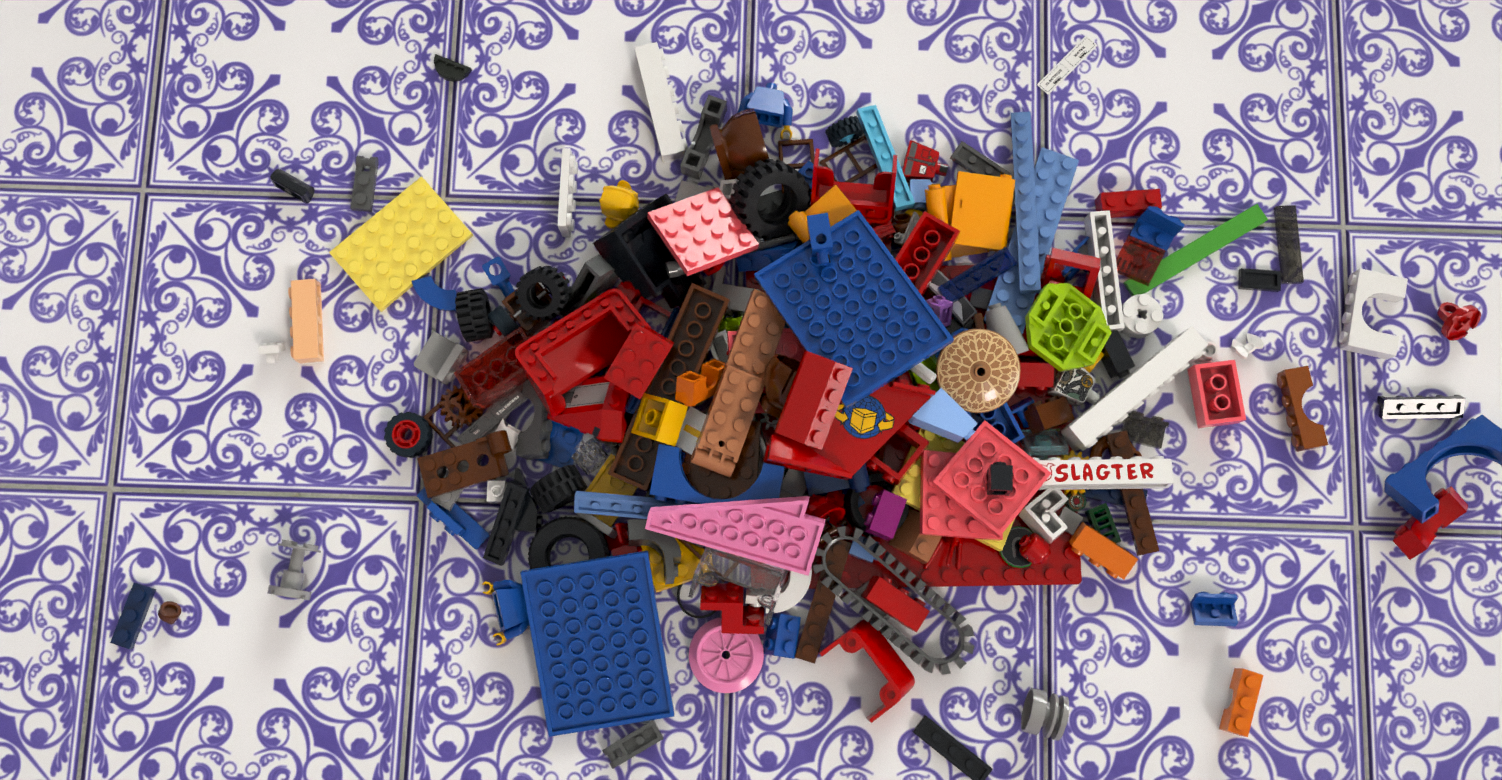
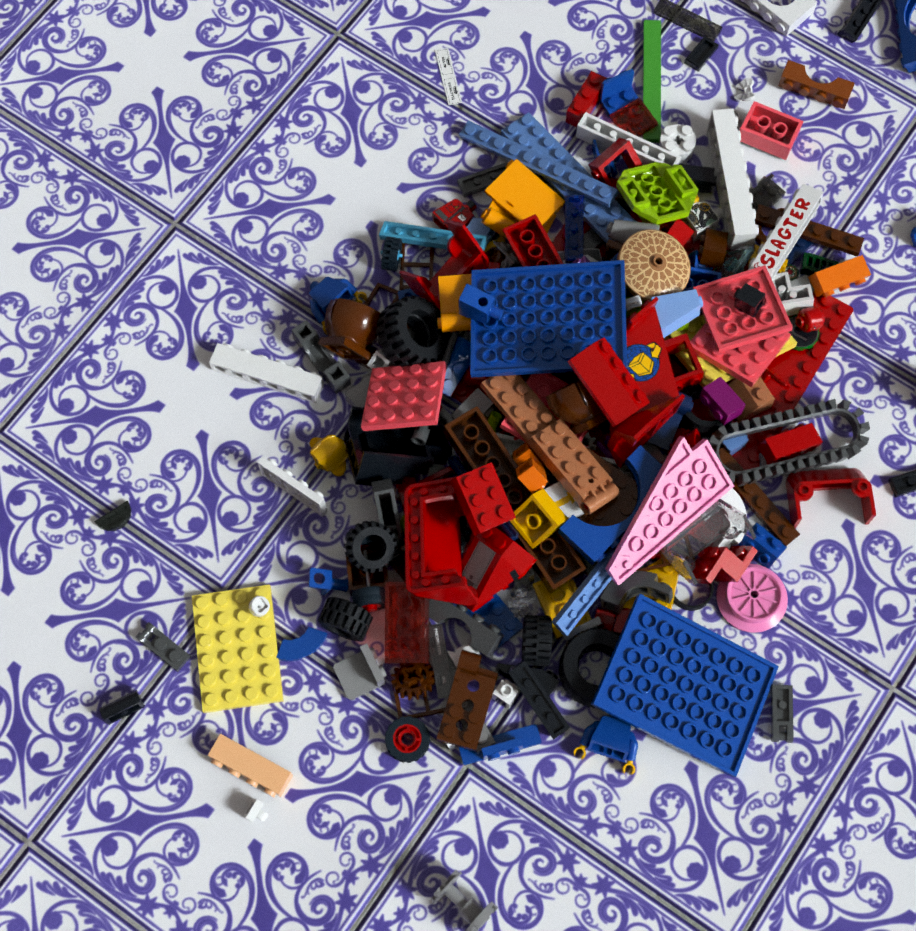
camera: 55 degrees left, 10 degrees down
(442, 236) = (259, 606): none -> white tile

